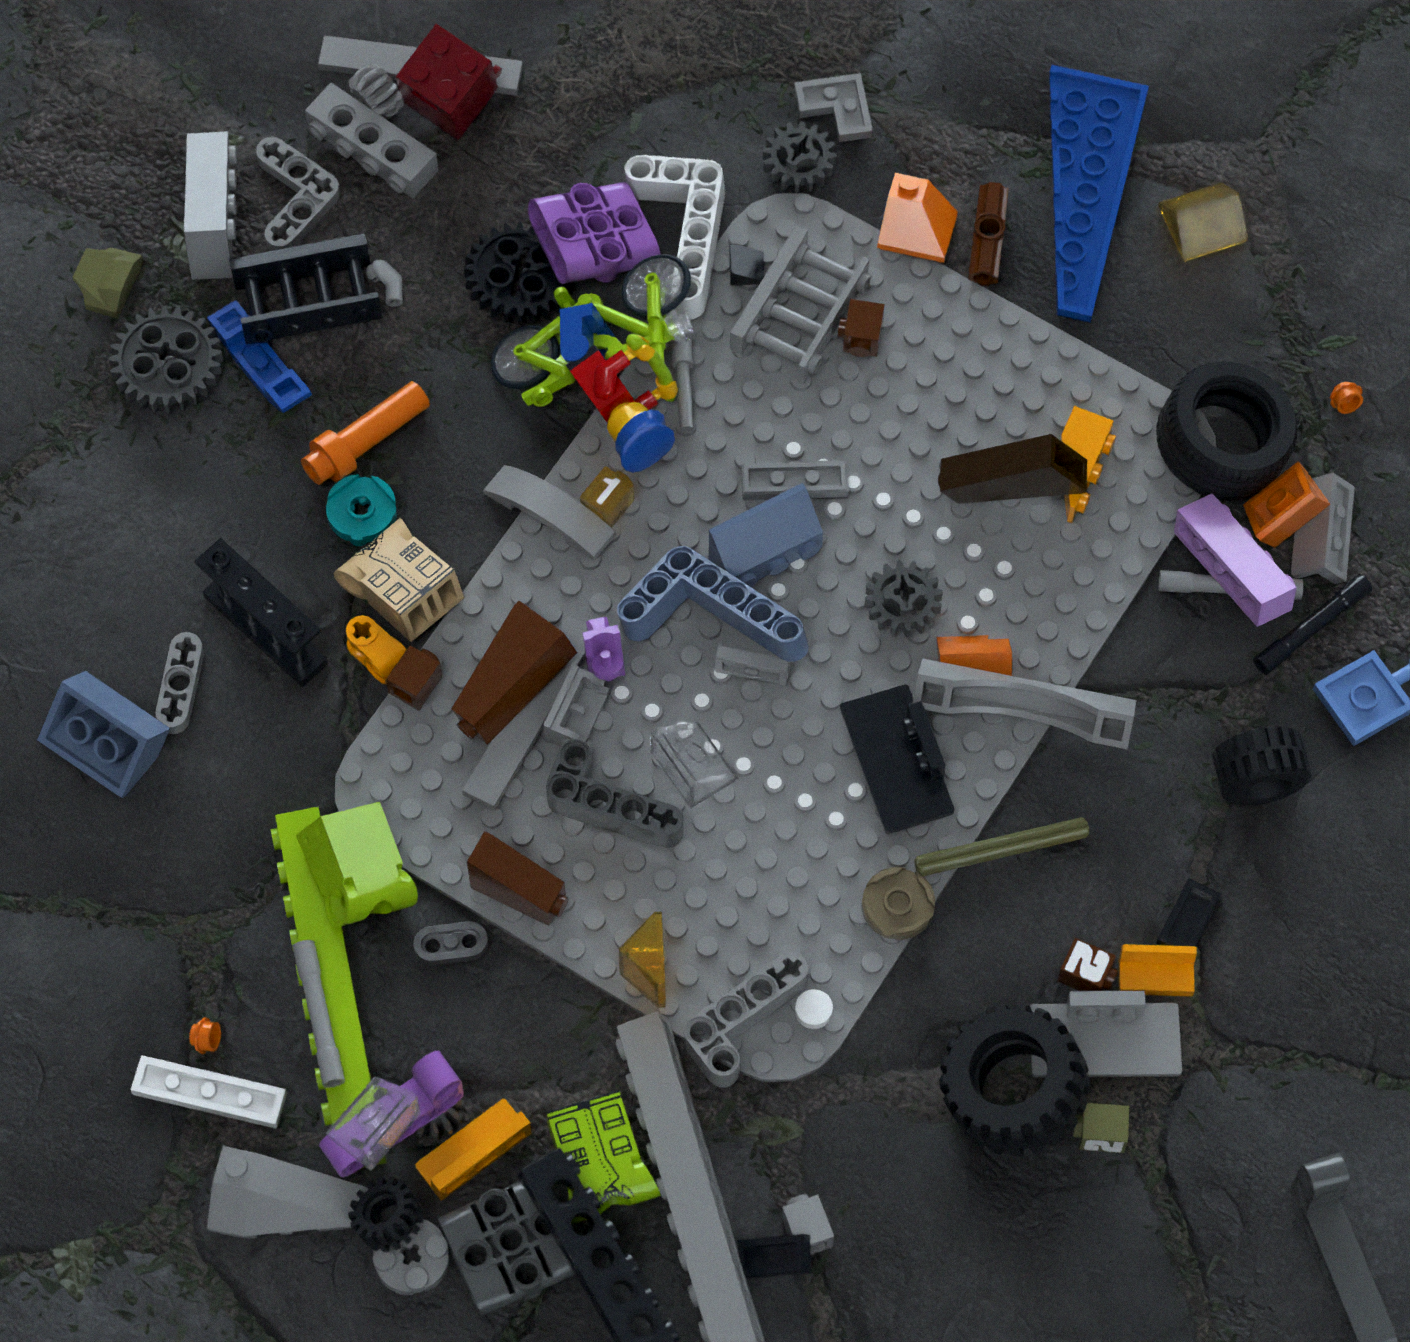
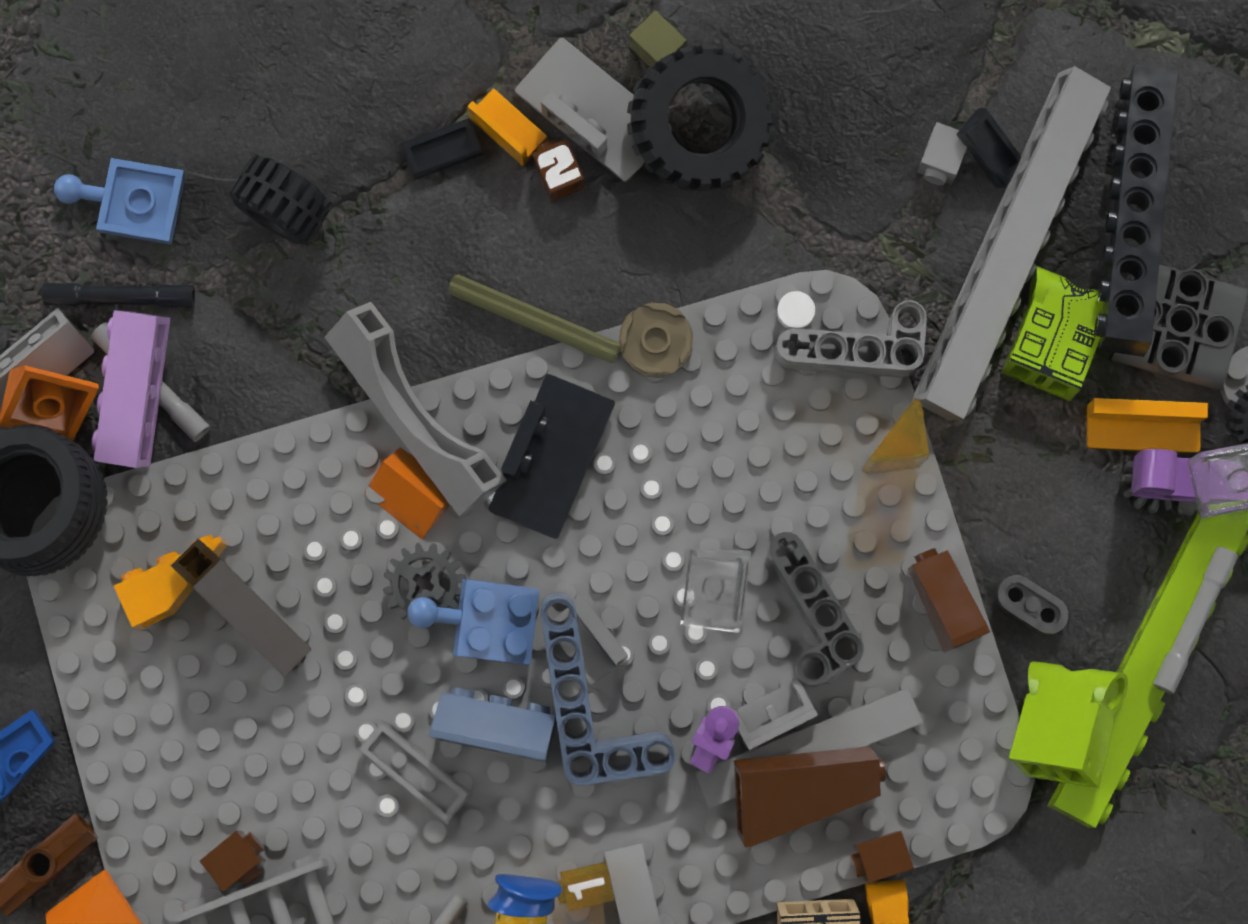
camera: 140 degrees left, 15 degrees up
(834, 606) = (491, 620): none -> medium blue plate

